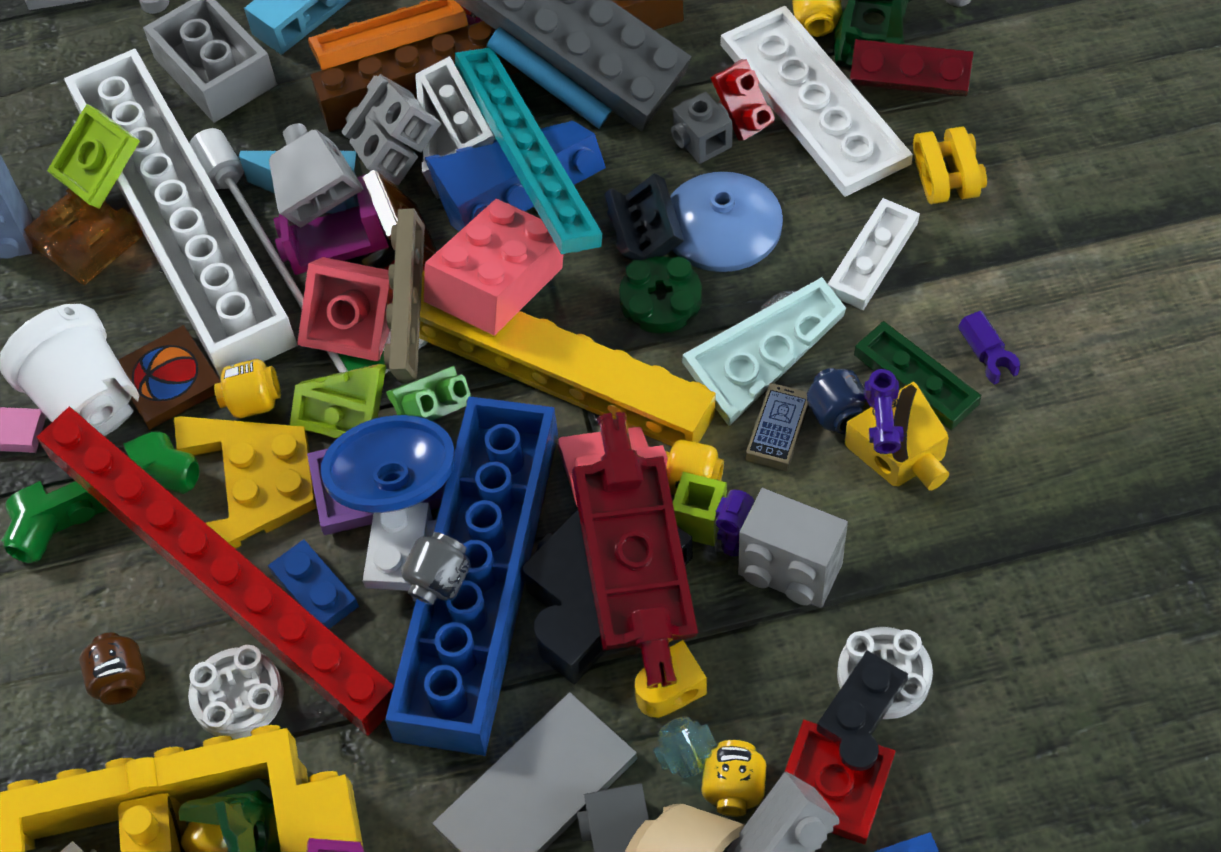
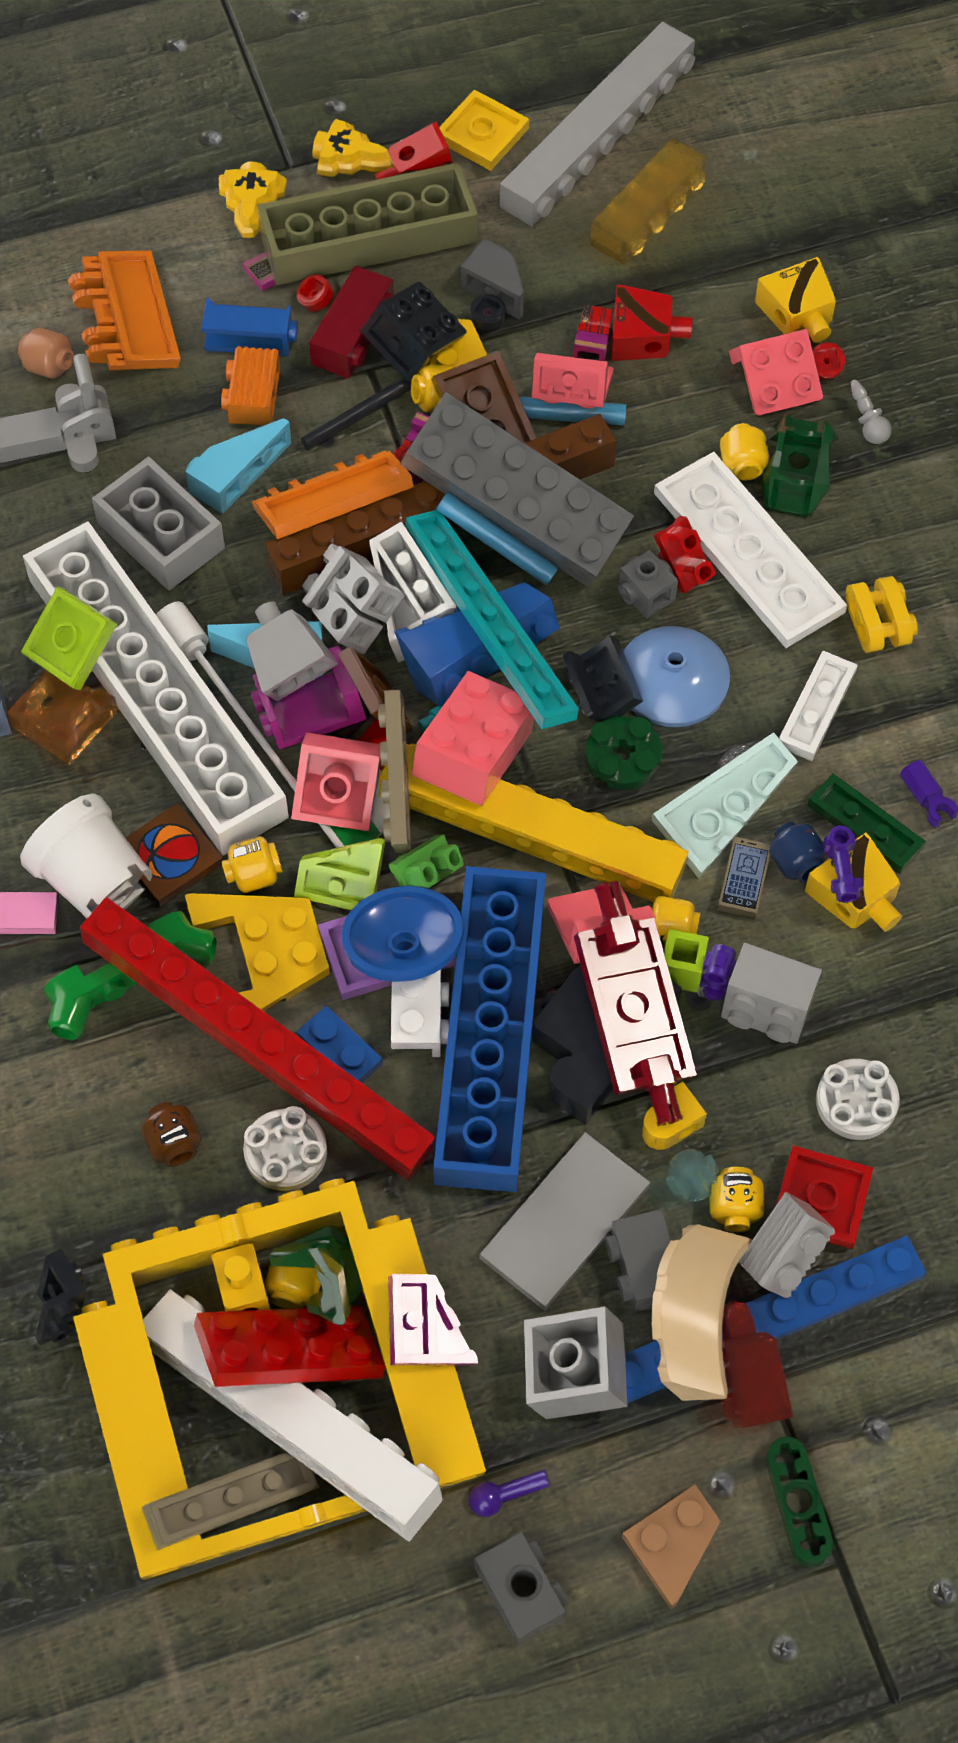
camera: 10 degrees left, 5 degrees up
(435, 568) = (463, 1030): dark grey head -> none
(860, 709) = (841, 1133): black hinge -> none
(911, 67) = (840, 516): dark red brick -> none

